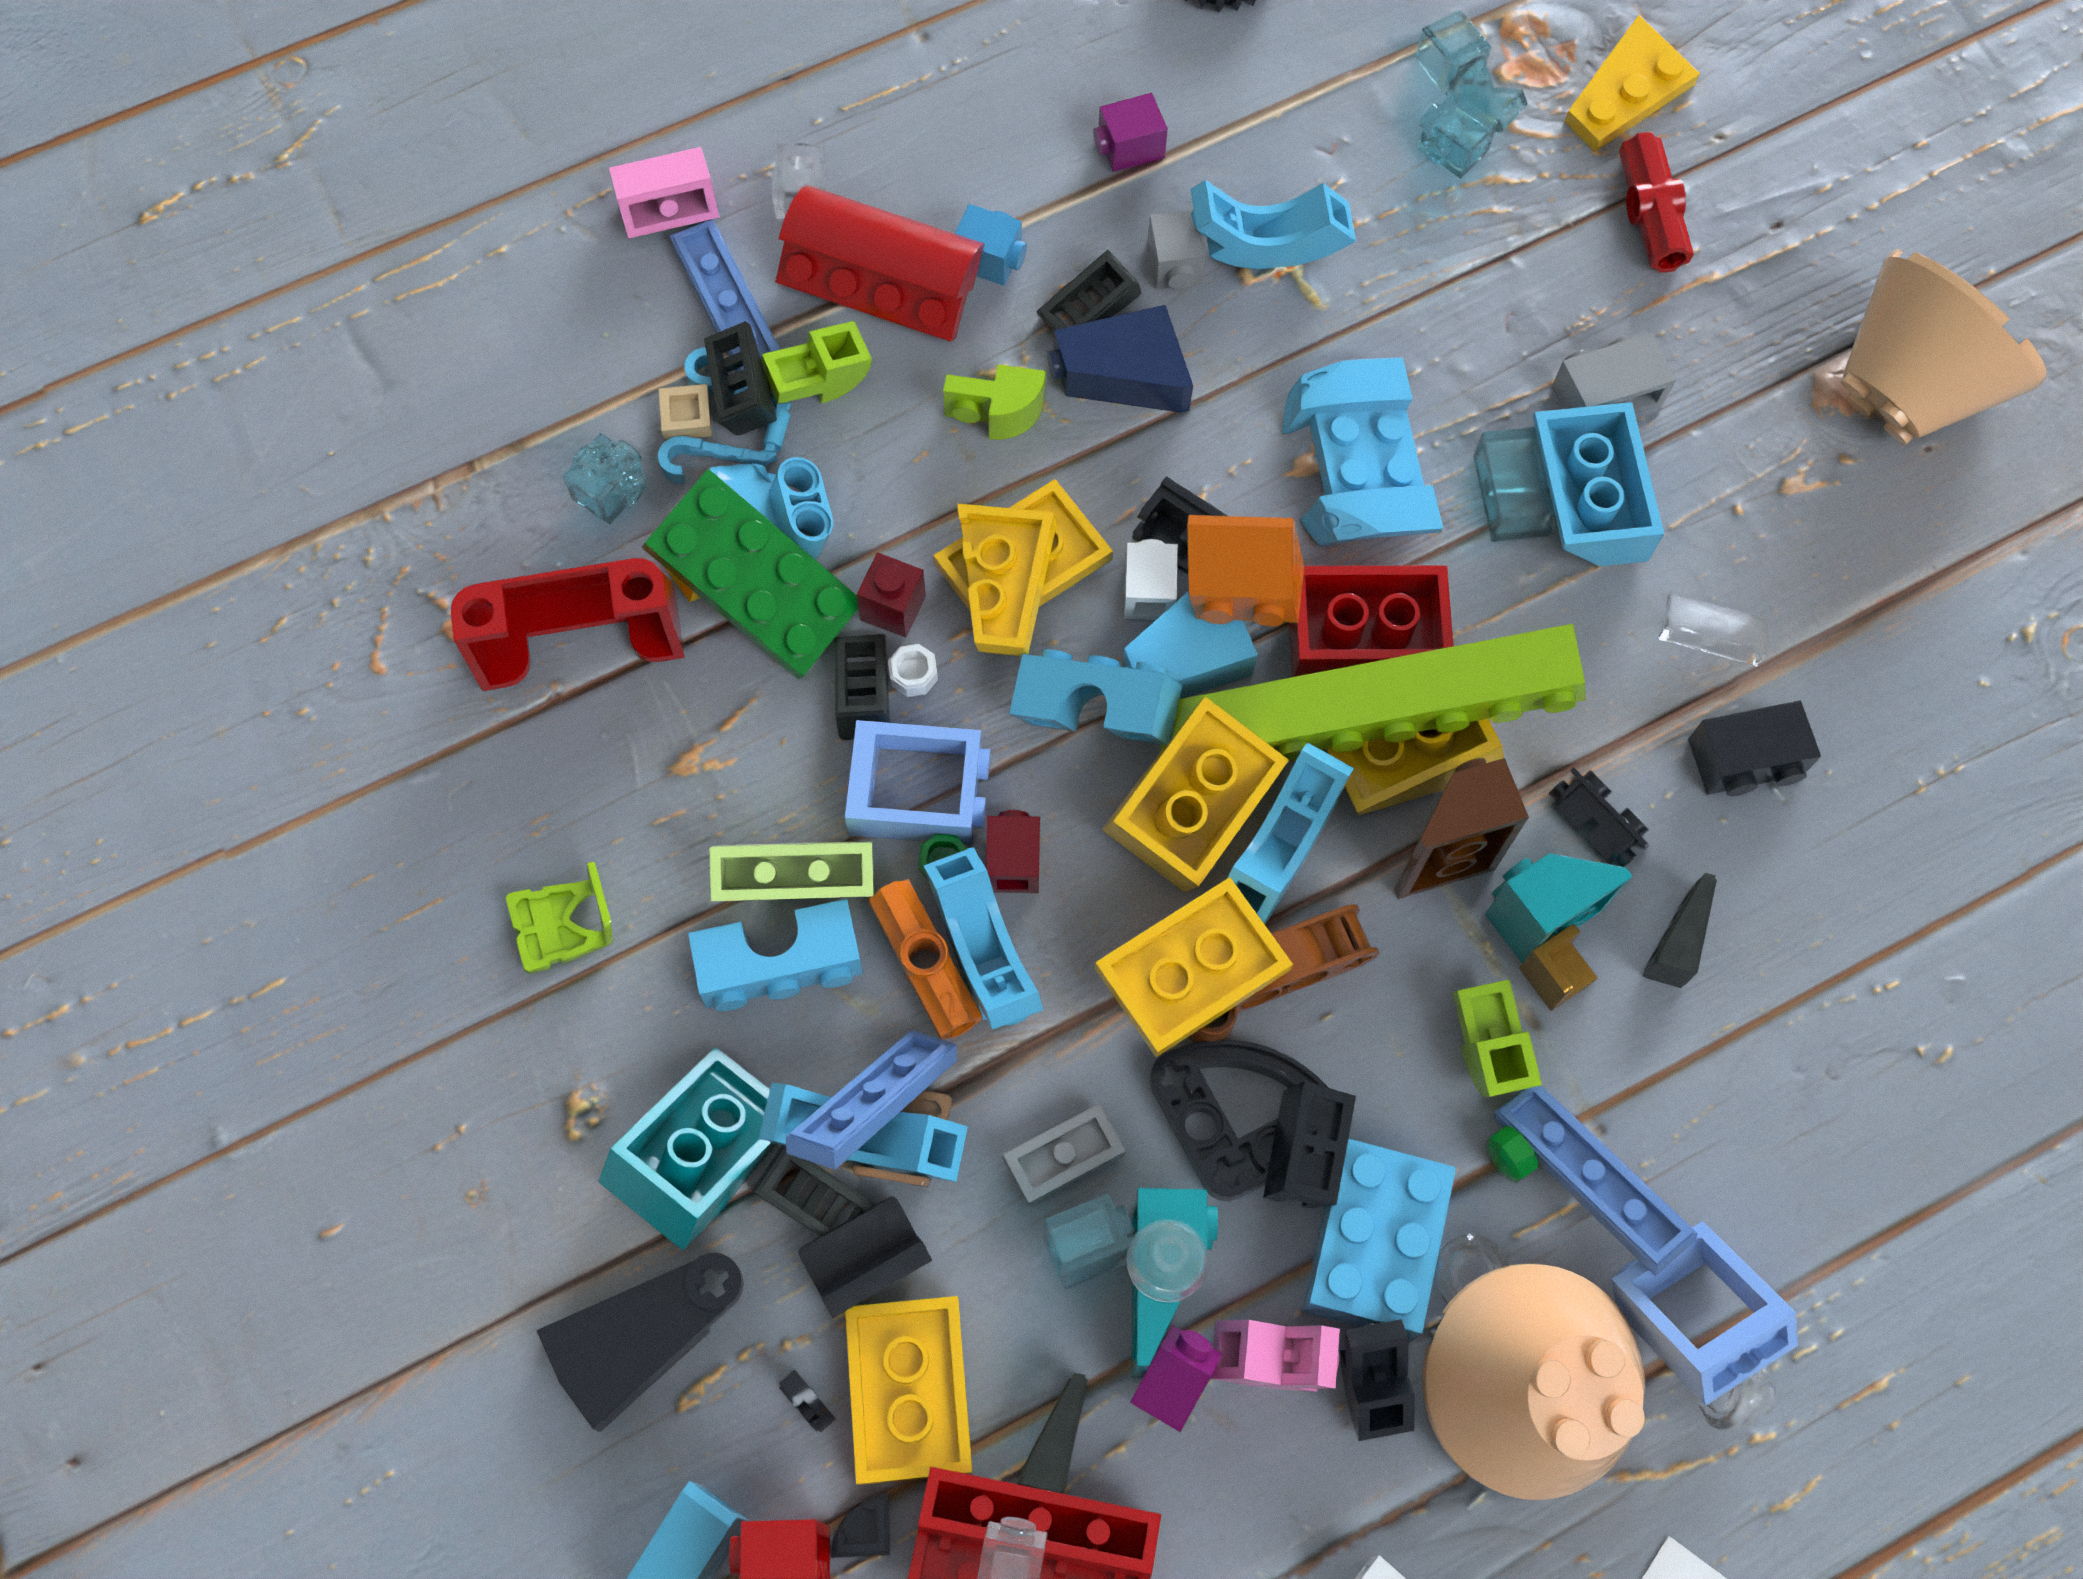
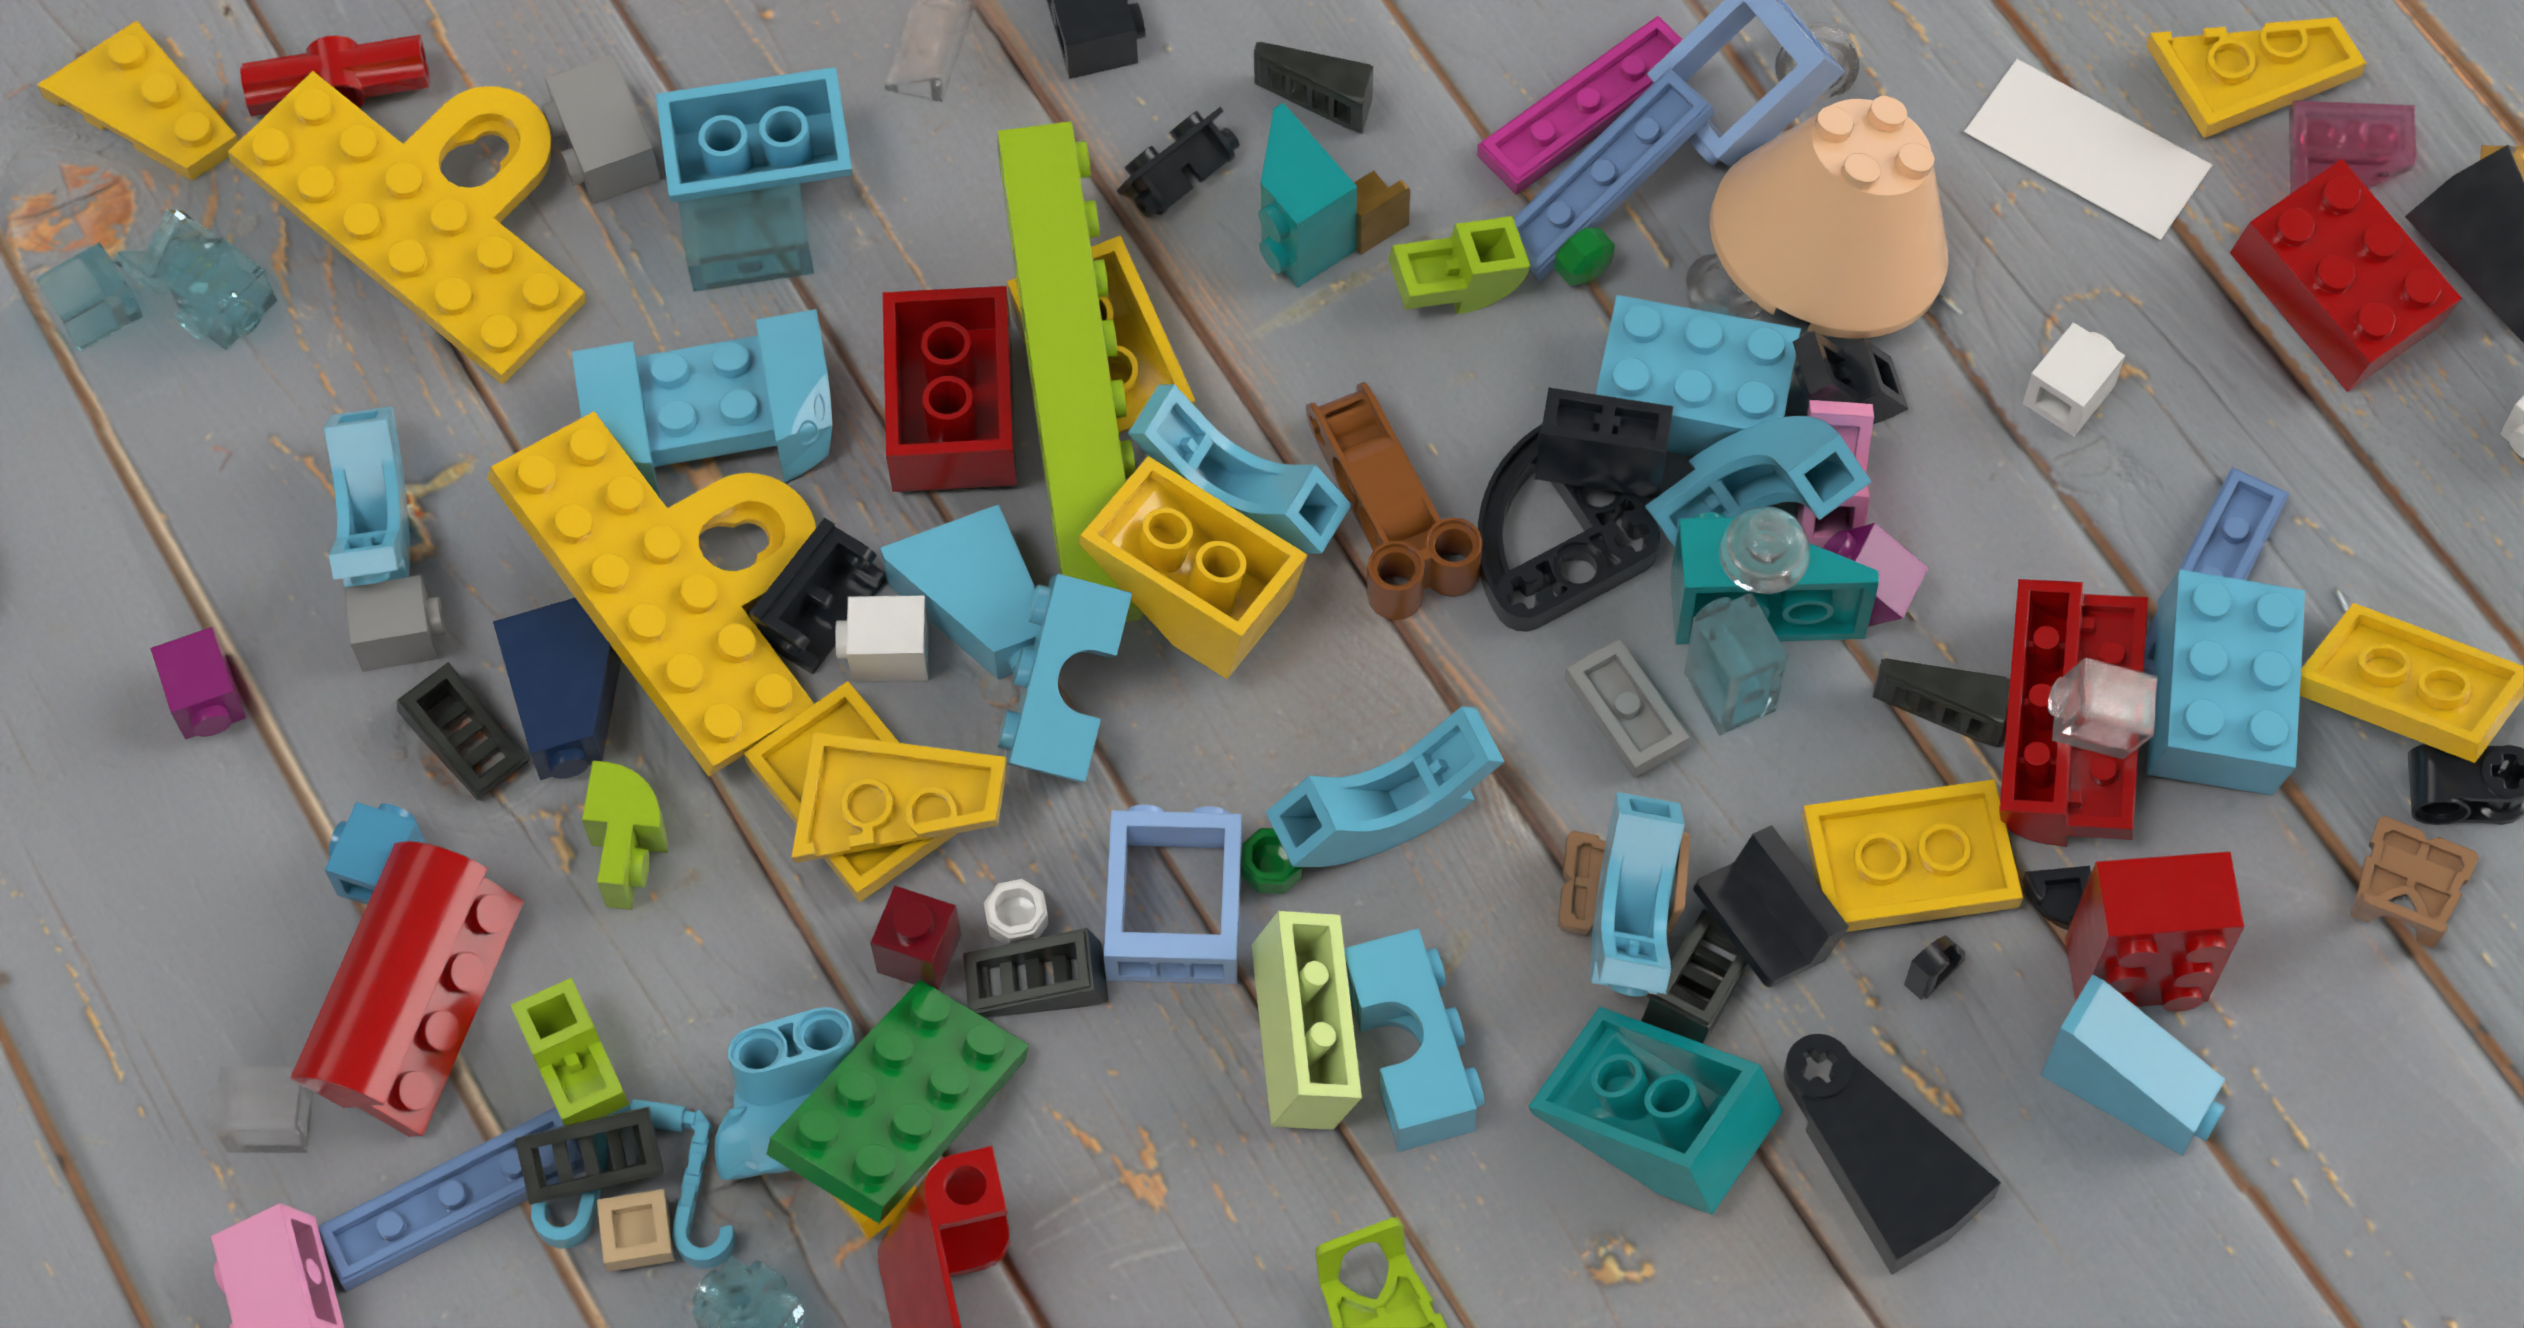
camera: 90 degrees left, 5 degrees down
(871, 1100) = (1600, 884): medium blue tile -> none
(938, 987) = (1436, 849): orange piece -> none
(1013, 852) = (1256, 773): dark red brick -> none
(1188, 410) = (652, 589): none -> yellow plate
(1193, 966) = (1410, 554): yellow plate -> none
(1244, 569) = (915, 494): orange slope -> none
(1277, 1282) = (1764, 466): none -> medium azure arch
(1467, 829) = (1225, 280): reddish brown slope -> none
(1516, 251) = (413, 228): none -> yellow plate
(1677, 1167) = (1576, 109): none -> dark pink tile

